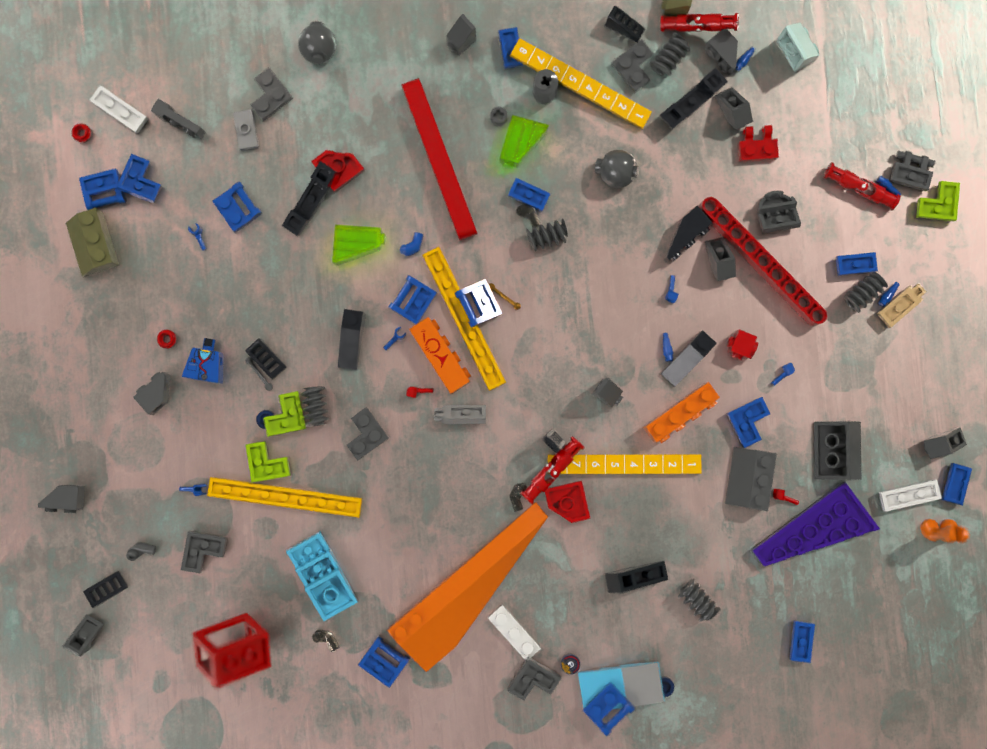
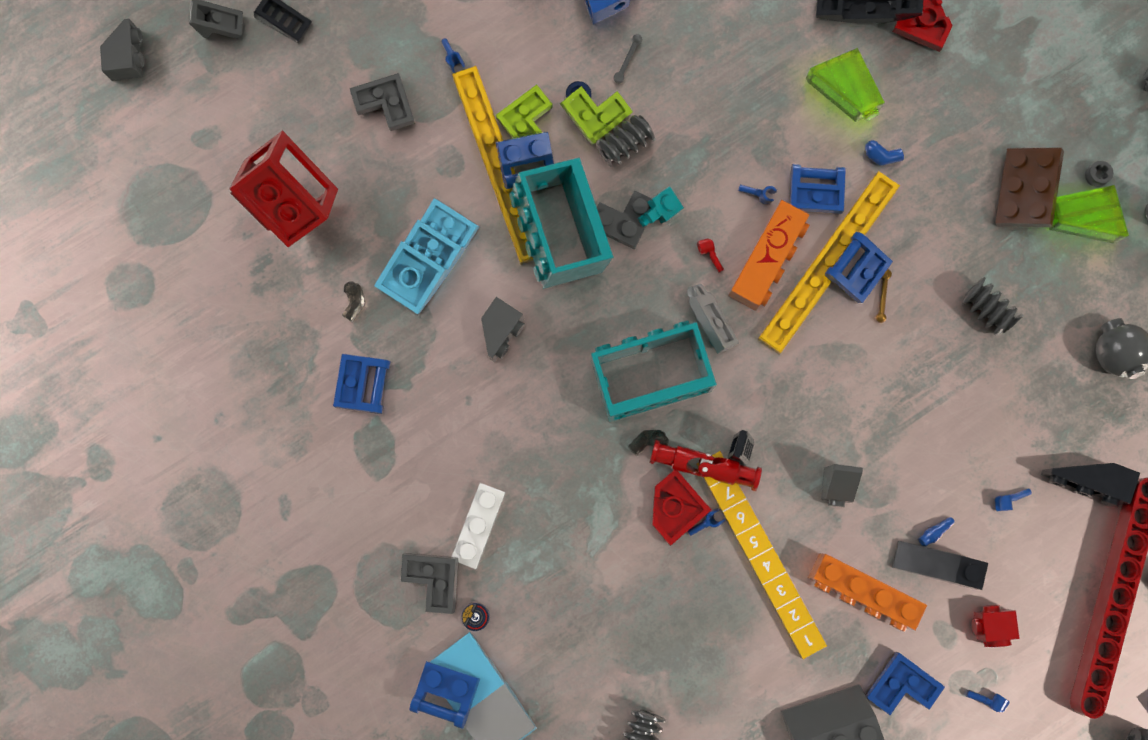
camera: 65 degrees right, 5 degrees down
(71, 711) = (122, 53): none -> dark grey slope
(138, 549) = (349, 31): dark grey arm -> none
(259, 342) = (659, 41): black slope -> none
(287, 476) = (523, 151): none -> blue plate
(350, 339) = (730, 140): black slope -> none
(353, 461) = (585, 215): none -> teal hose
(372, 405) = (662, 206): none -> teal plate
(394, 554) = (499, 326): none -> dark grey slope
(439, 159) = (1005, 130): red beam -> none
(448, 611) = (468, 431): orange wedge -> none
(452, 475) = (660, 398): none -> teal hose
(484, 167) = (1029, 187): none -> reddish brown plate
(529, 194) = (1026, 259): blue plate -> none
(529, 213) = (1003, 271): clear smoke arm -> none
(588, 484) = (709, 521): none -> blue hand
(636, 577) = (628, 643): black slope -> none
(721, 259) = (1088, 541): dark grey slope -> none

